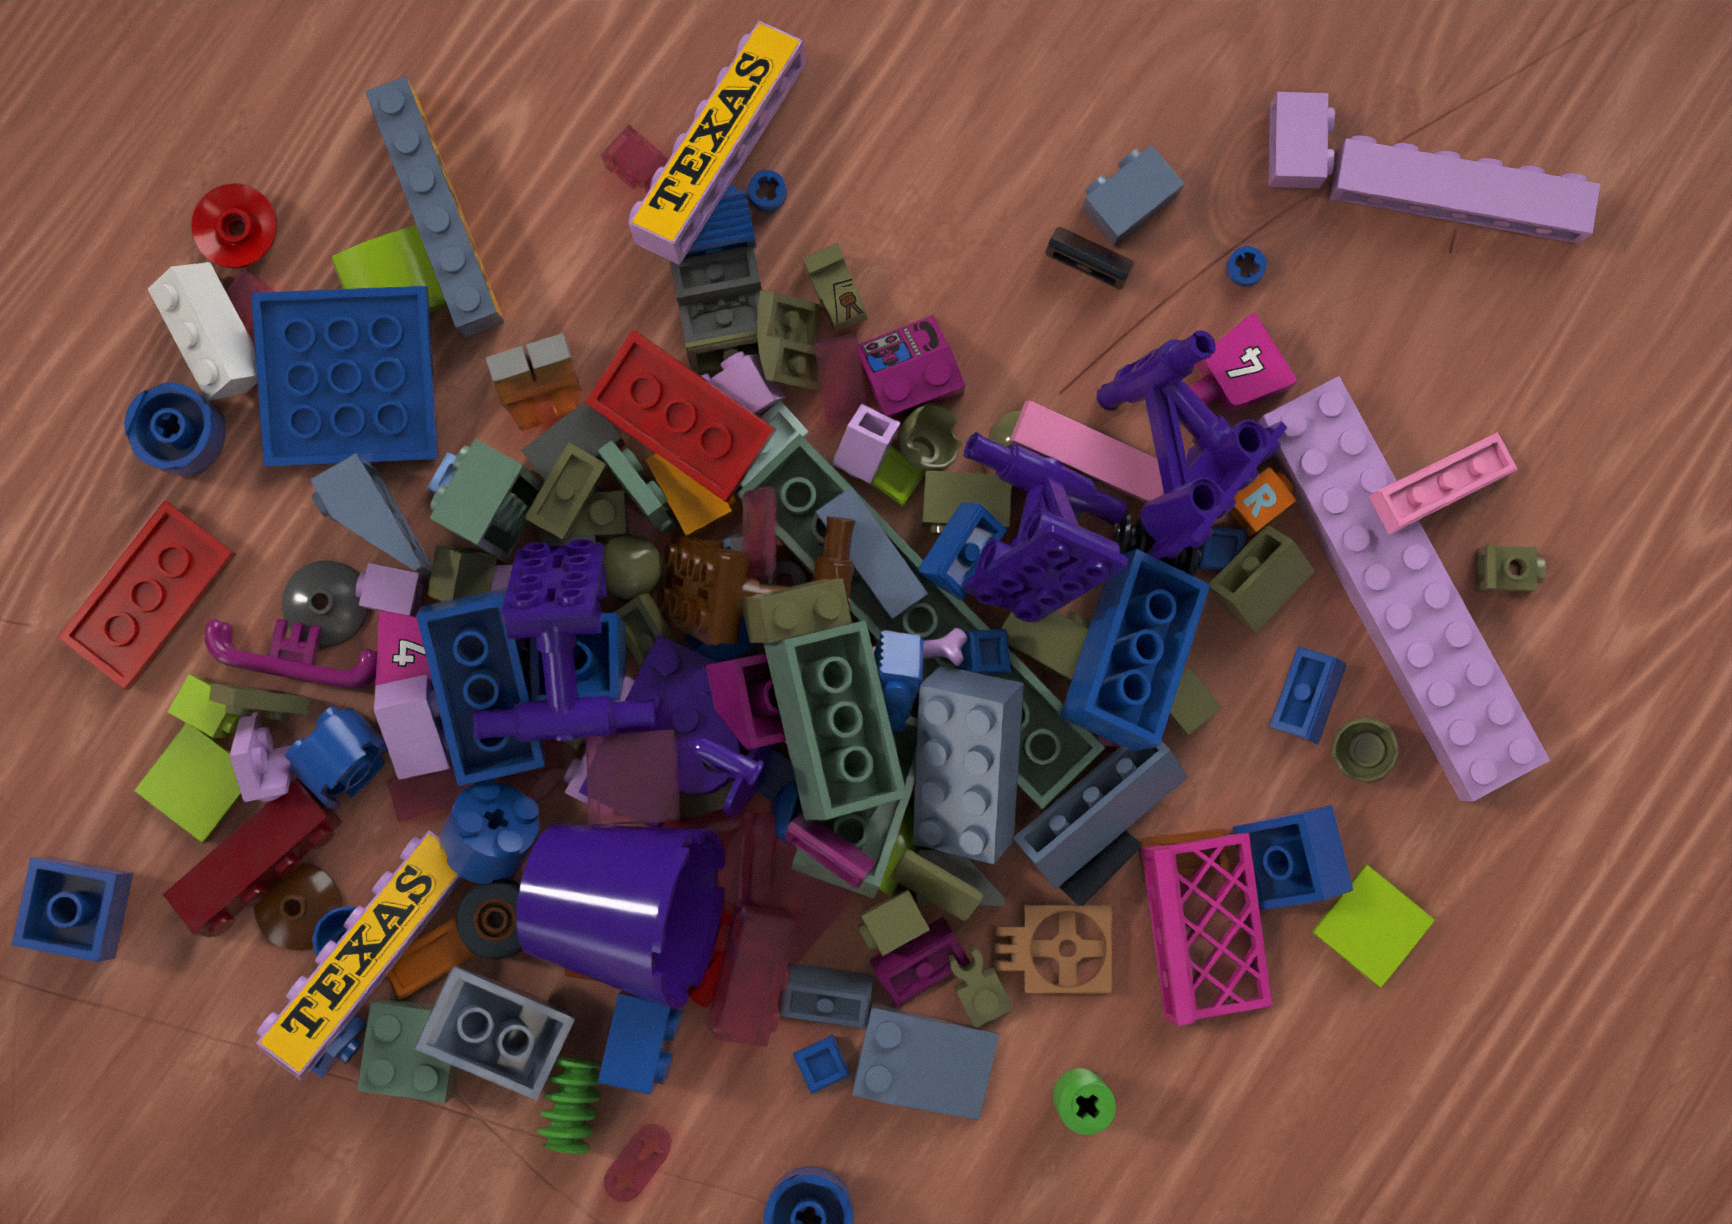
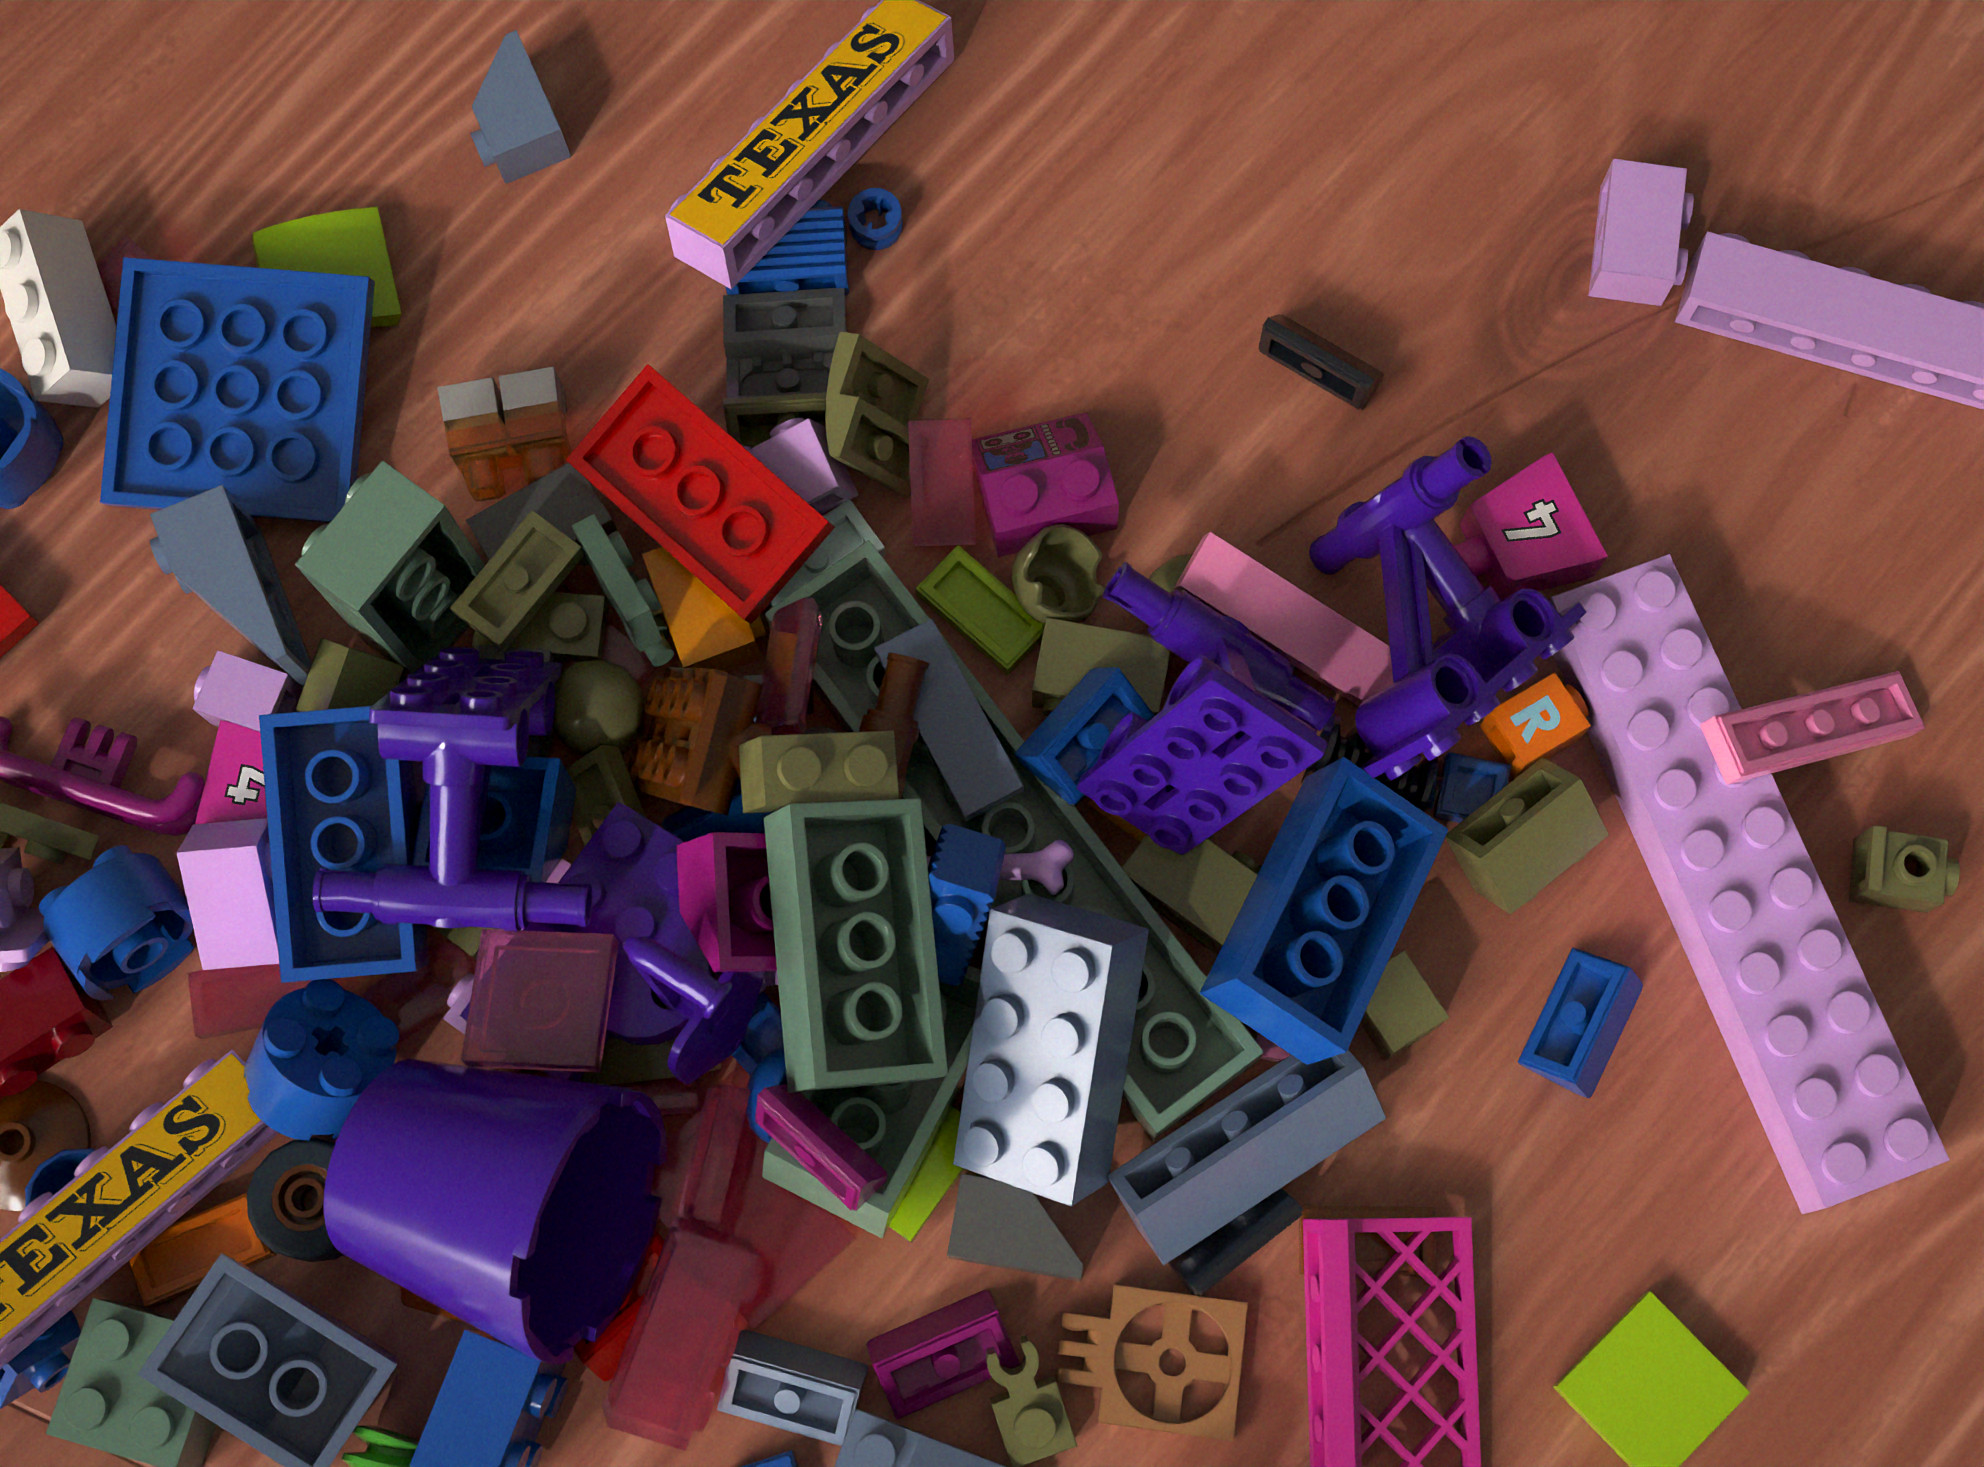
camera: 10 degrees right, 10 degrees down
(220, 212) = (110, 163): red dish -> none
(341, 616) = (168, 729): dark grey dish -> none
(434, 207) = (406, 186): sand blue brick -> none
(503, 146) = (516, 116): none -> sand blue slope
(635, 159) = (687, 146): clear pink brick -> none
(834, 287) = (950, 354): olive leg -> none
(865, 443) = (962, 568): lavender brick -> none
(892, 922) = (905, 1279): olive brick -> none
(937, 885) = (980, 1229): olive slope -> none
(986, 652) = (1100, 882): blue slope -> none
(1131, 194) = (1391, 278): sand blue brick -> none
(1258, 262) = (1565, 395): blue bush -> none
(1297, 858) = (1543, 1265): blue slope -> none
(1365, 749) = (1662, 1111): olive hair -> none

